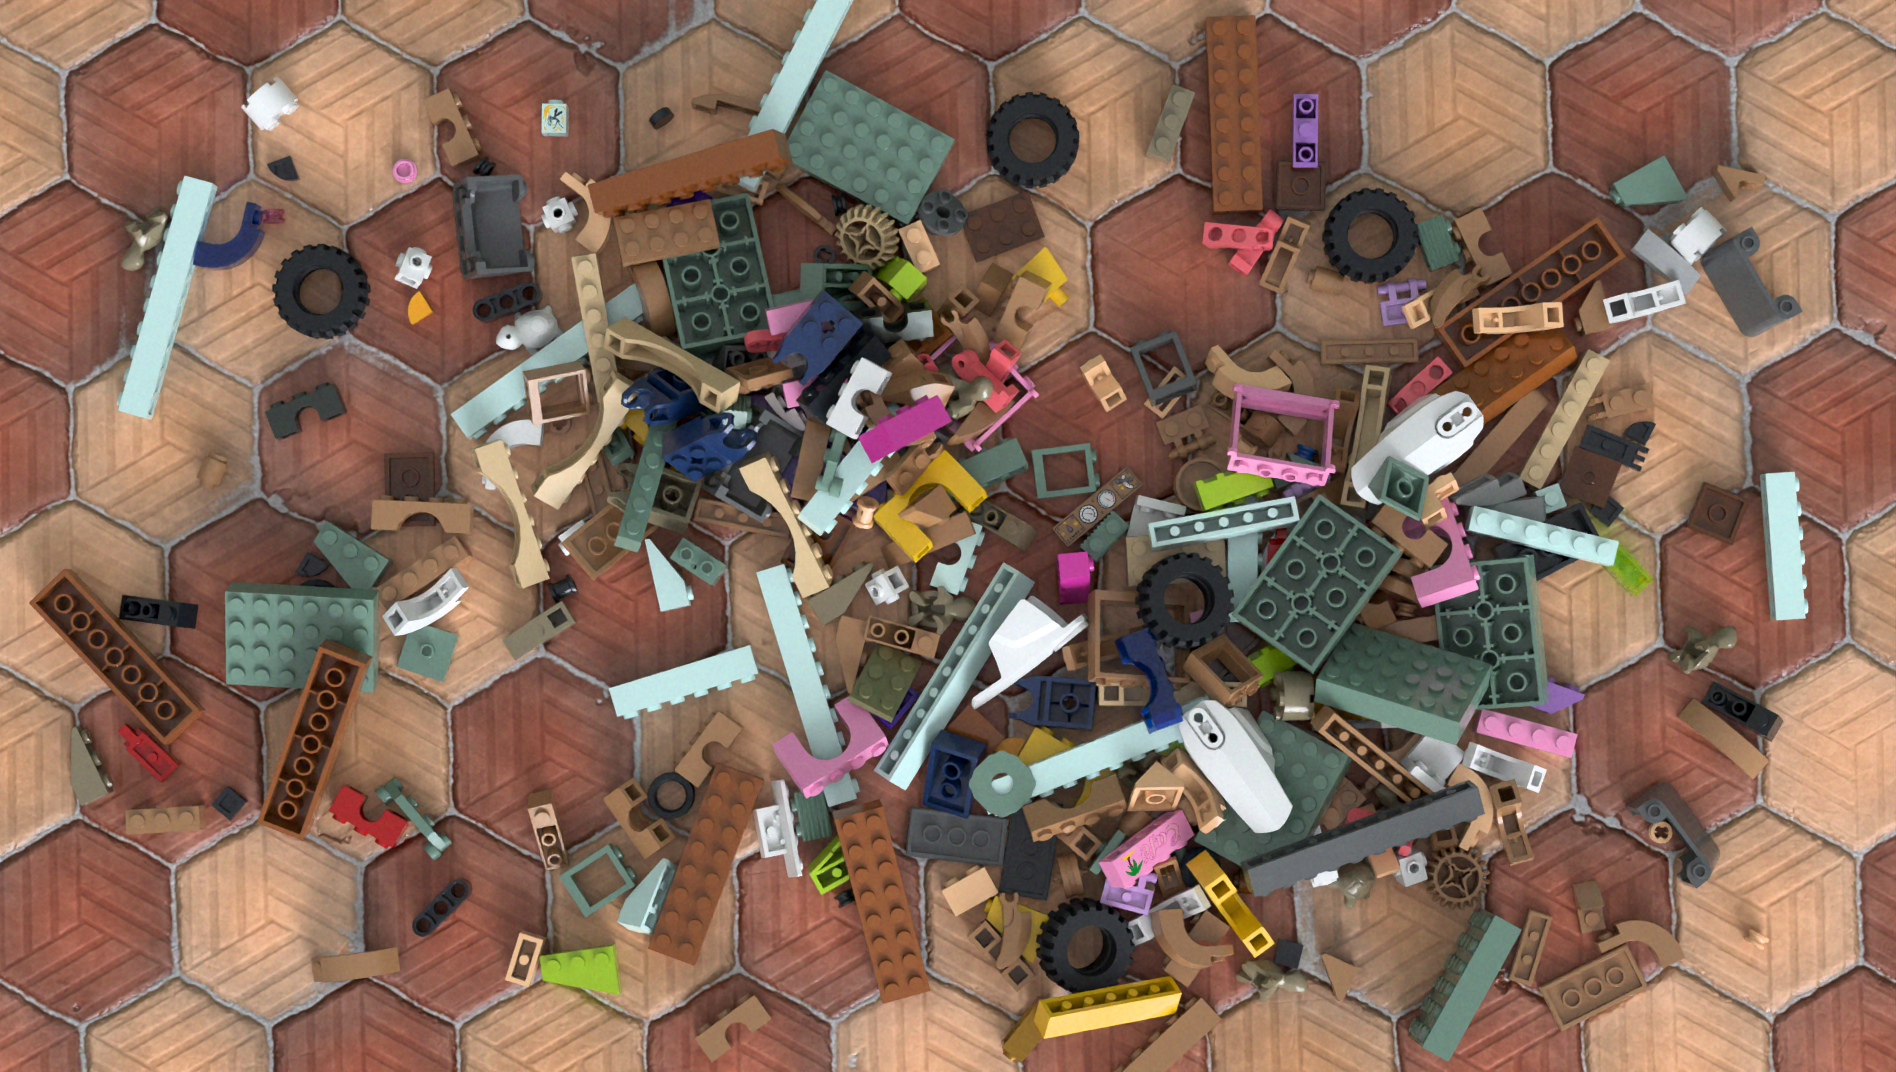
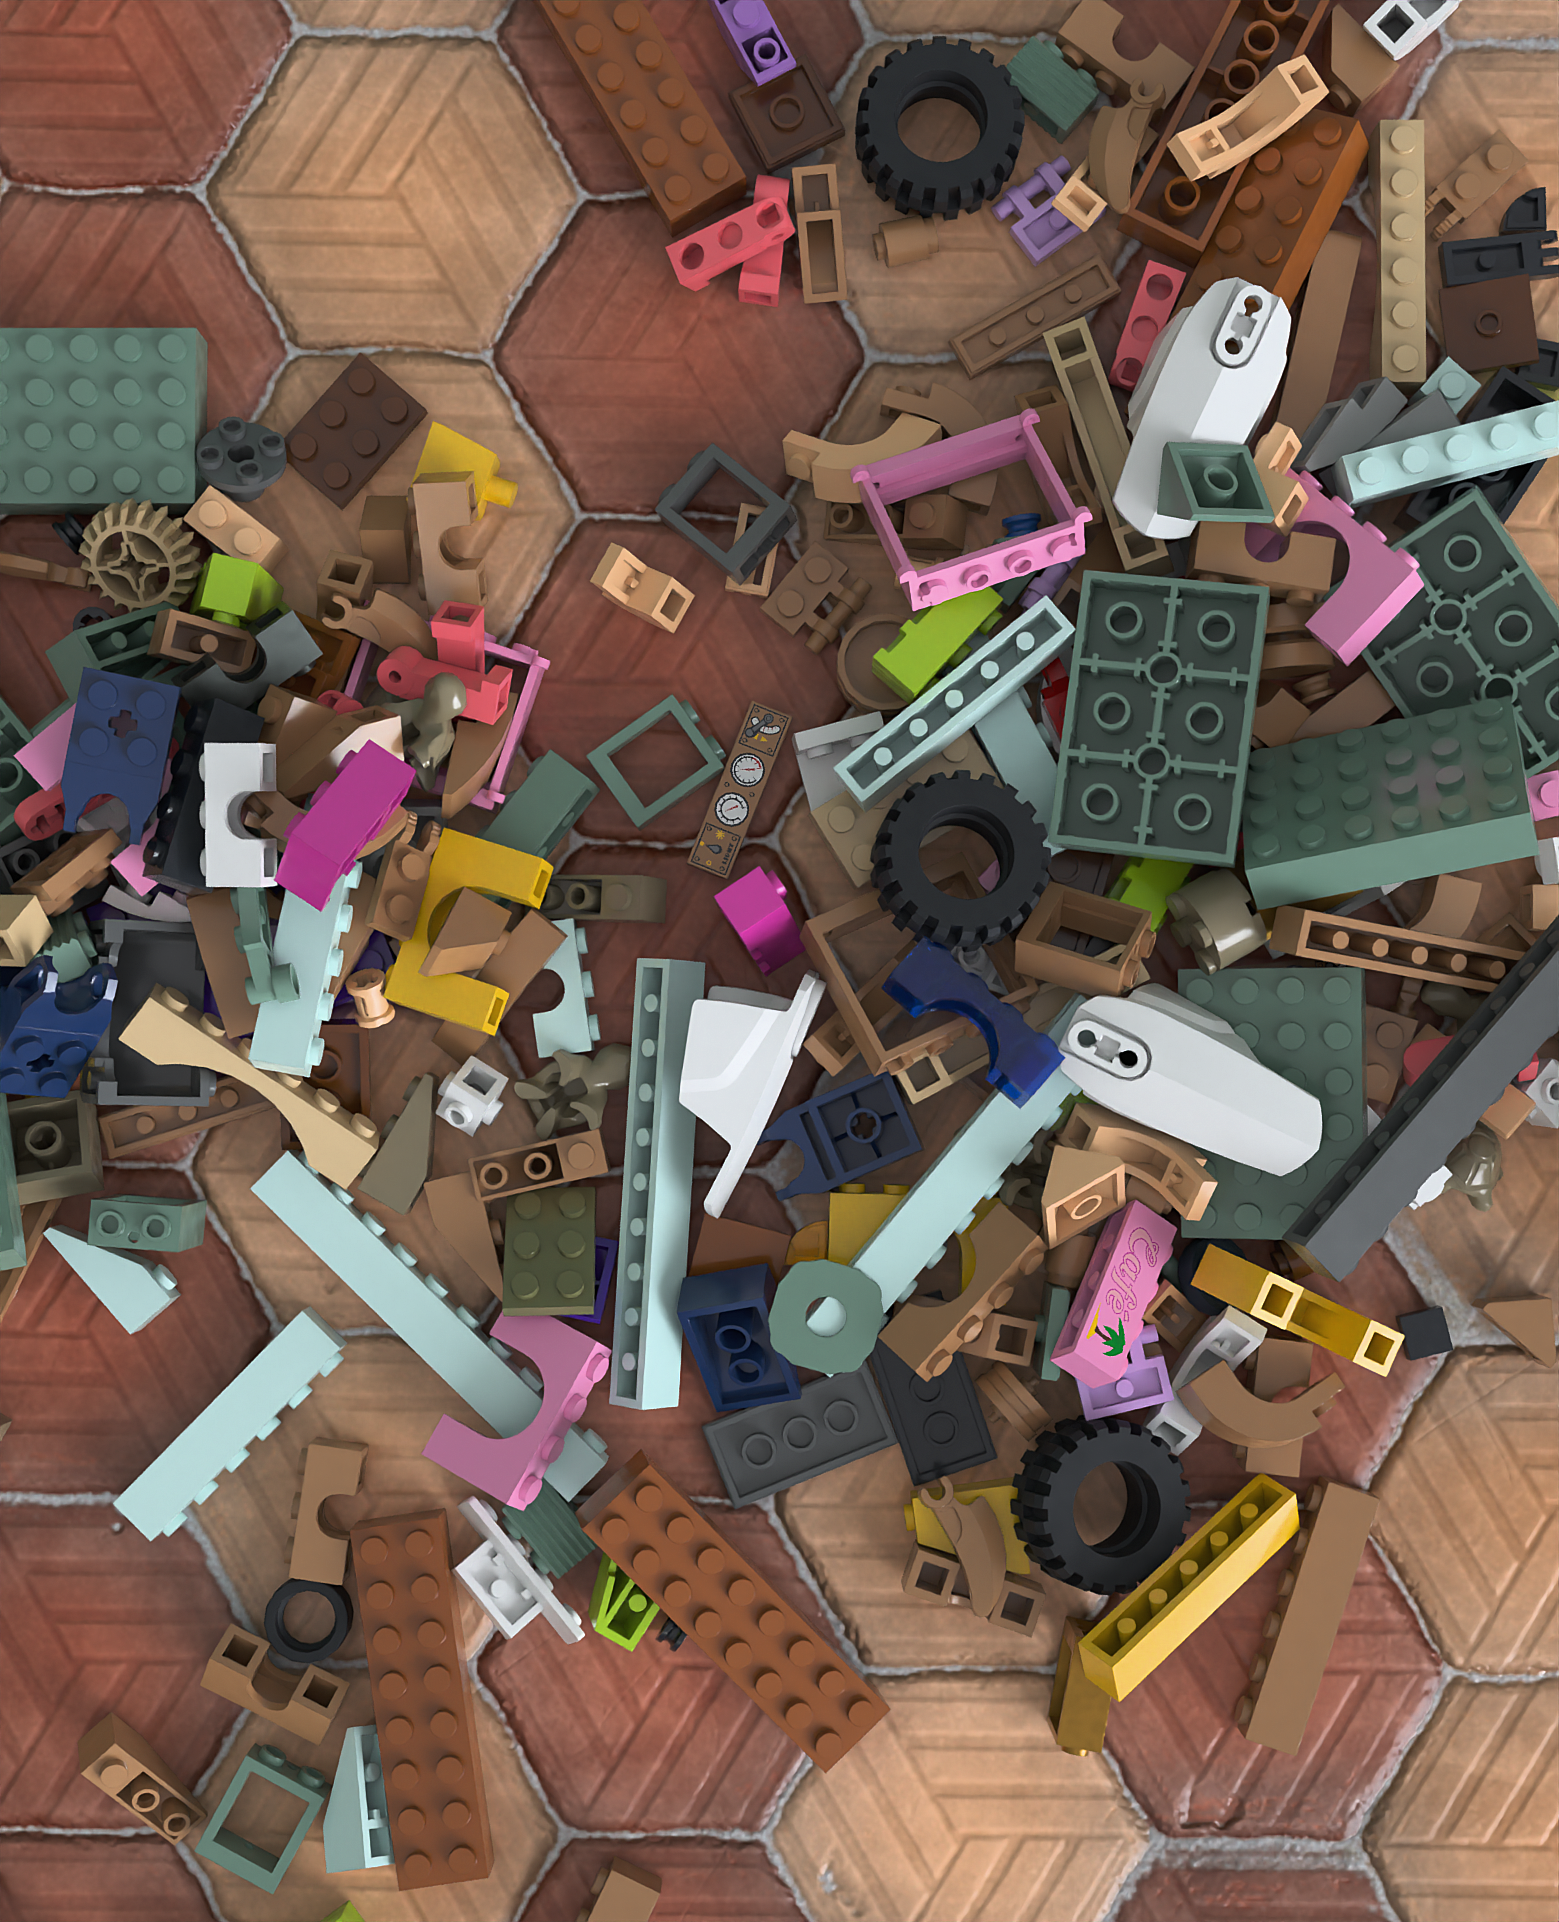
camera: 30 degrees left, 0 degrees up
(969, 890) = (866, 1509): light nougat brick -> none
(1040, 108) = (288, 220): black tyre -> none
(1104, 536) = (776, 829): sand green brick -> none
(1170, 124) = (528, 125): dark tan arch -> none
(1268, 977) = (1418, 1387): dark tan animal -> none
(1432, 761) = (1492, 905): white bracket -> none

